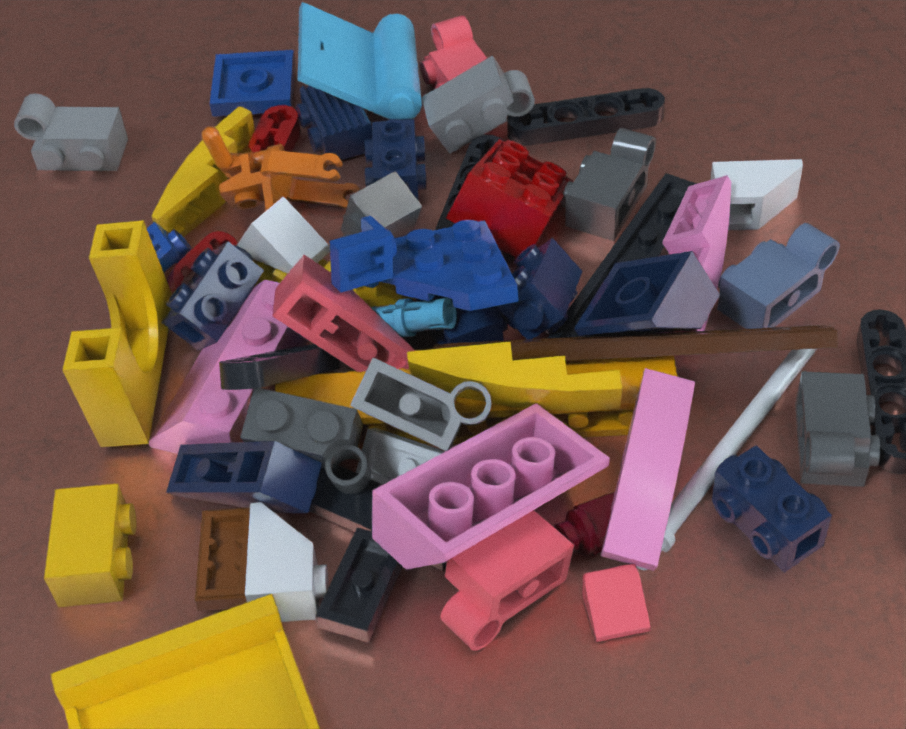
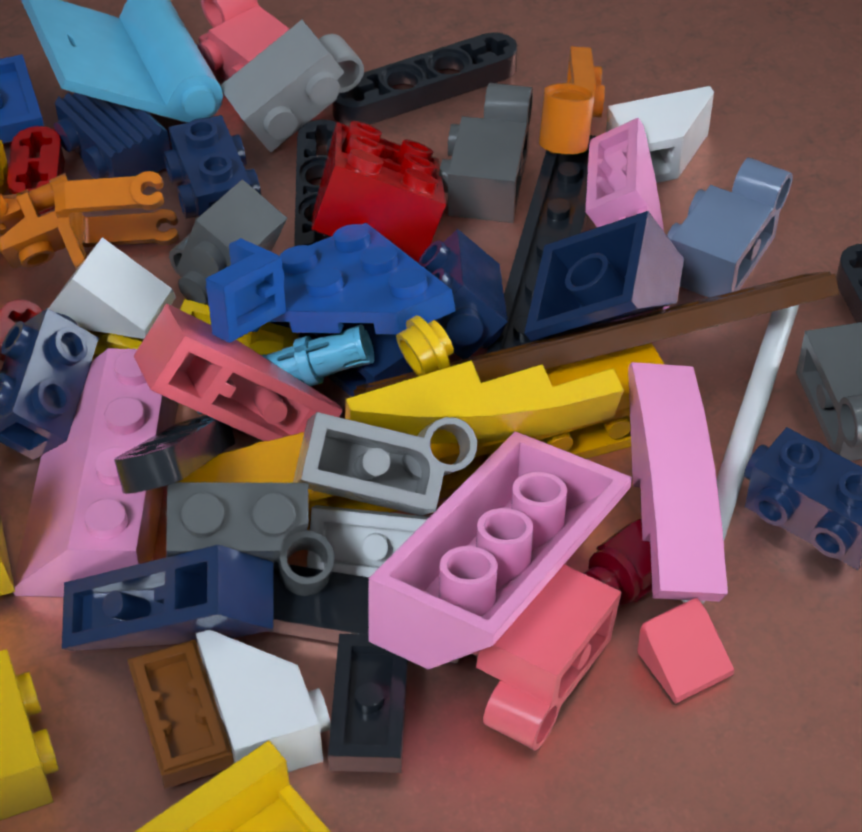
camera: 20 degrees left, 0 degrees up
(484, 323) = (425, 346): none -> yellow plate
(679, 160) = (571, 105): none -> orange plate

